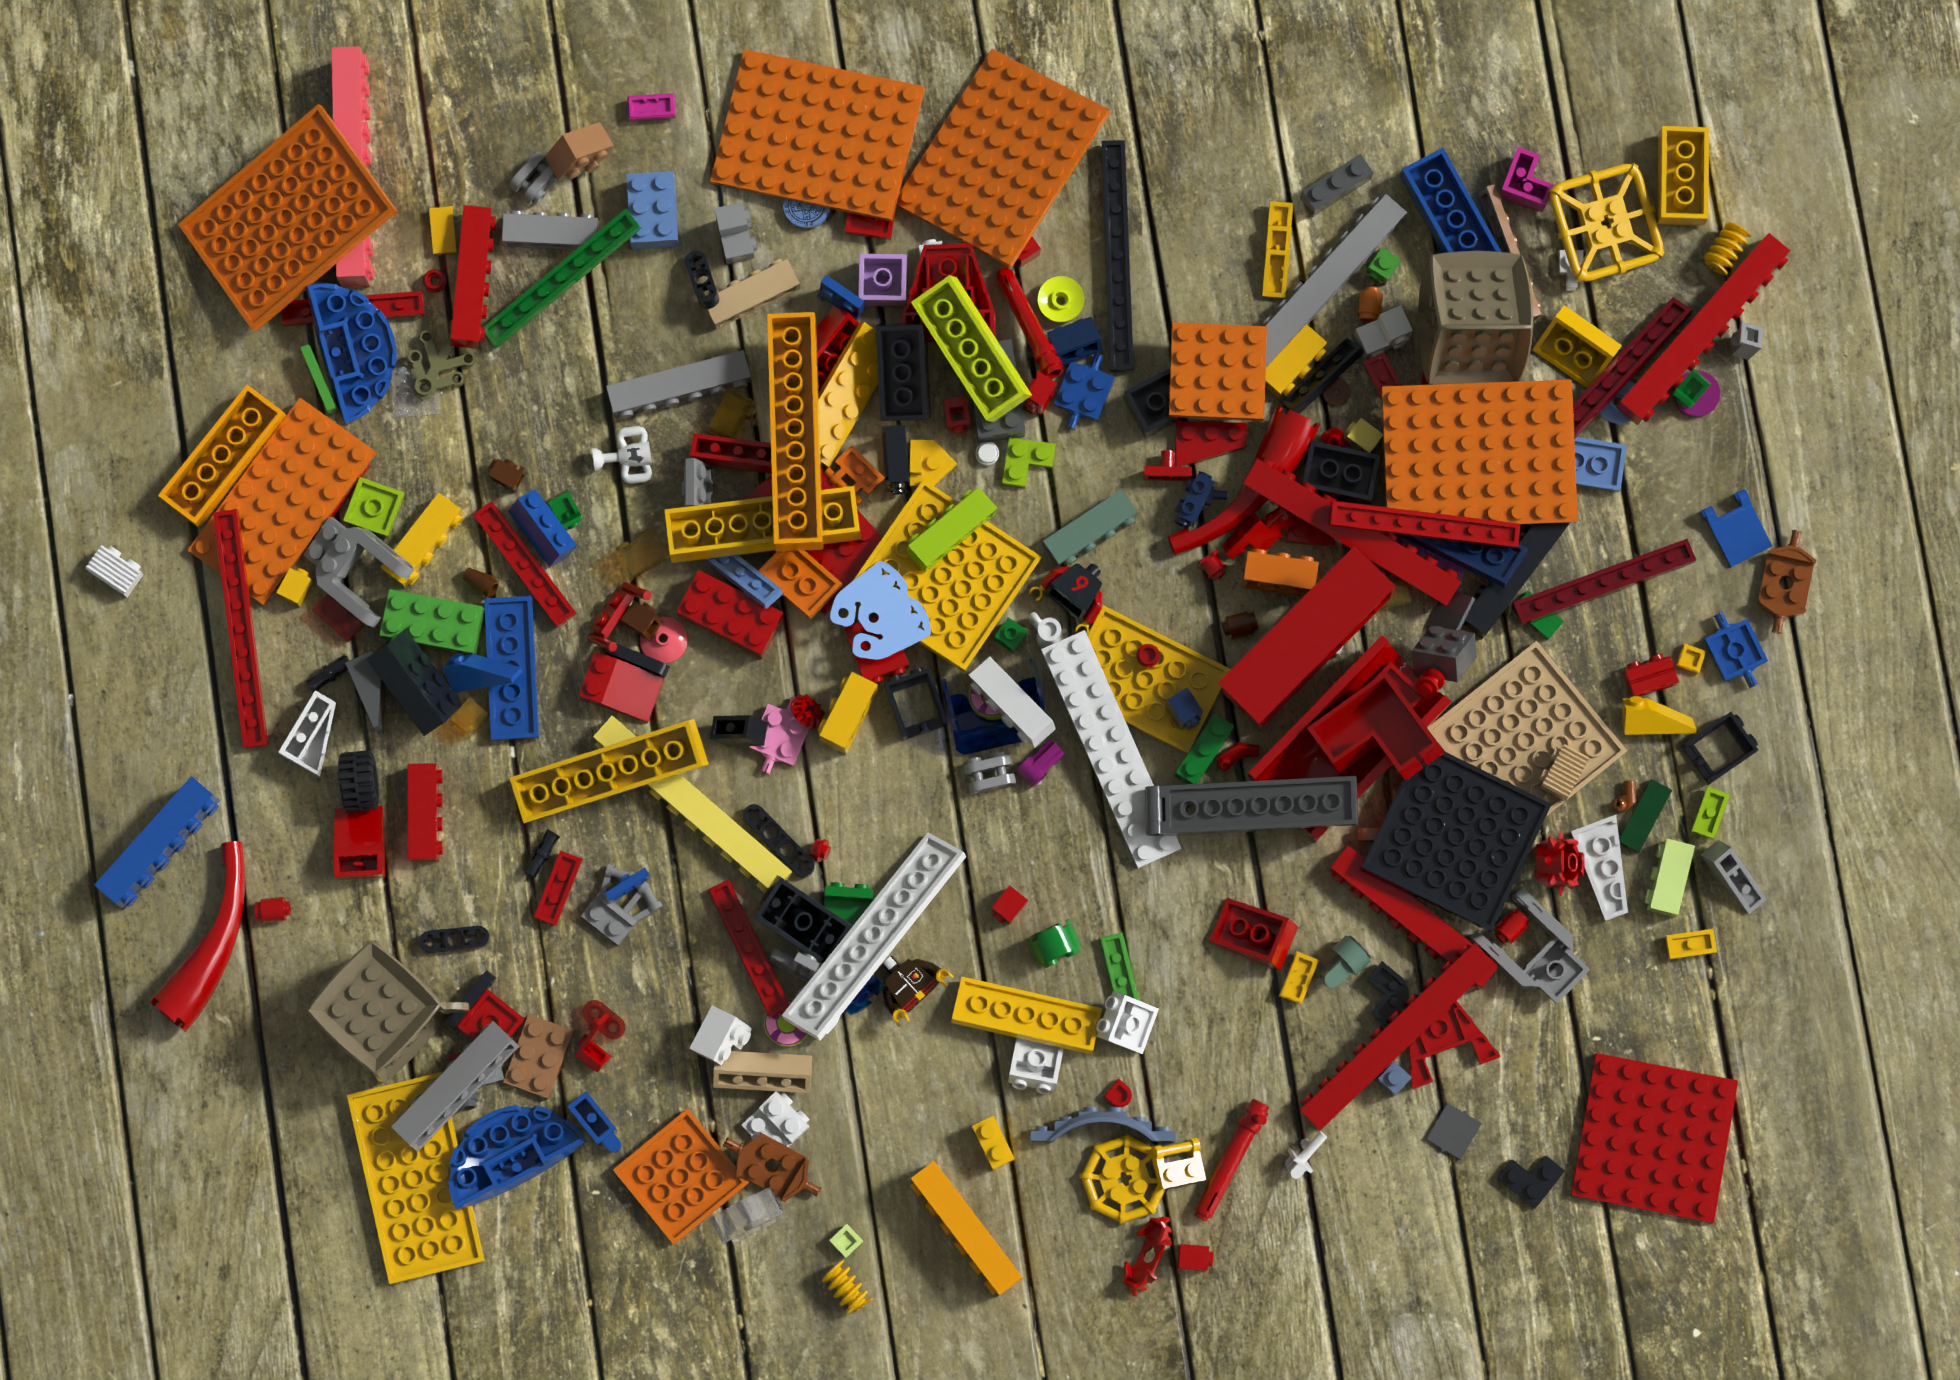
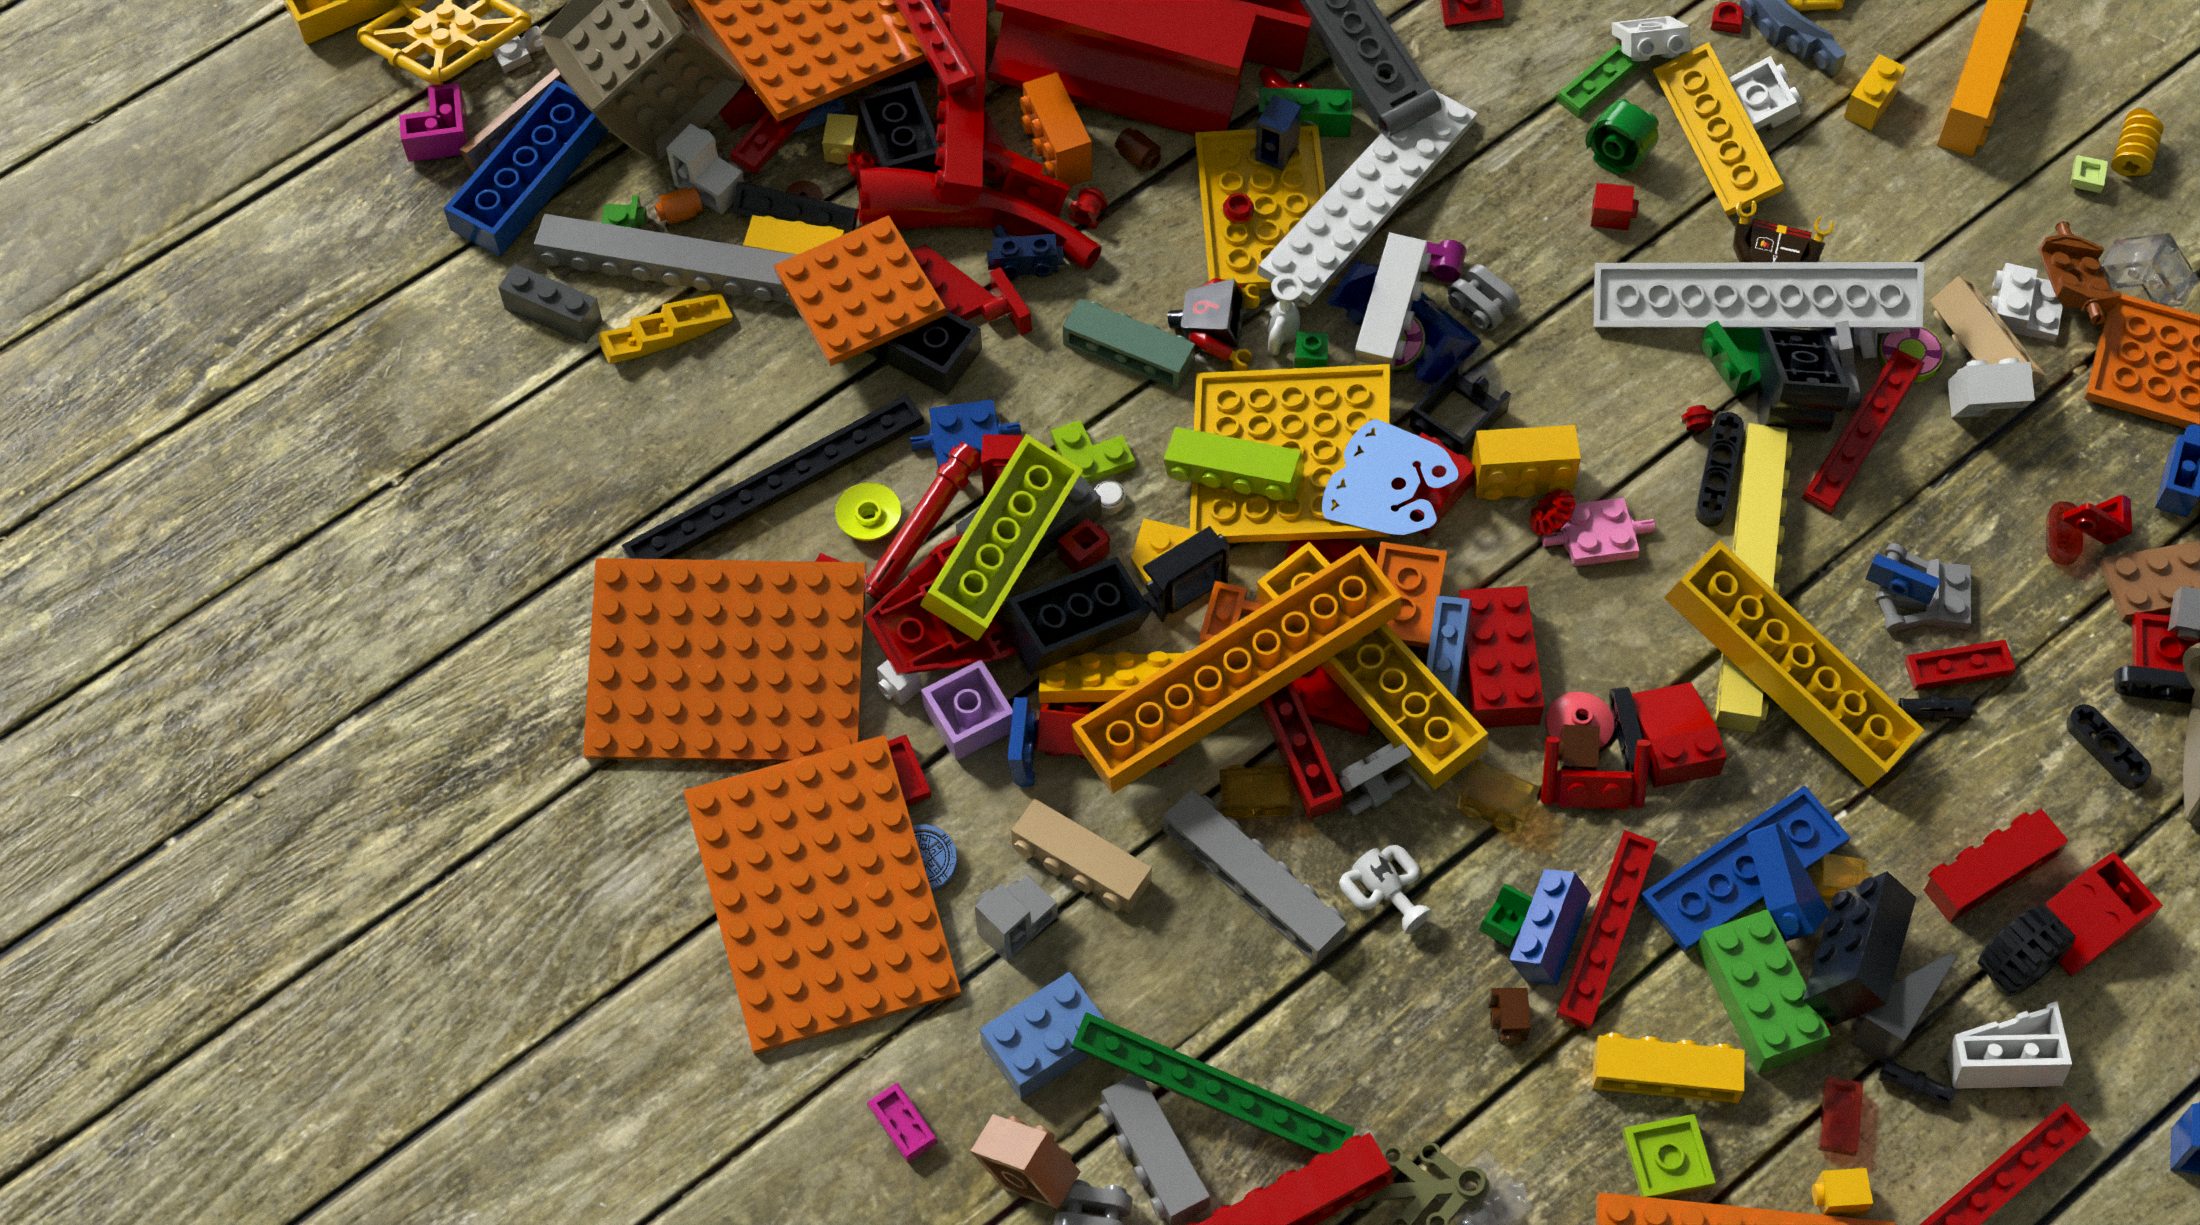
camera: 115 degrees left, 20 degrees down
(335, 553) = (1760, 1161): light grey plate -> none
(481, 582) = (1667, 967): reddish brown cone -> none
(709, 284) = (1094, 944): black beam -> none
(738, 730) = (1633, 561): black brick -> none
(1076, 340) = (907, 464): dark blue brick -> none

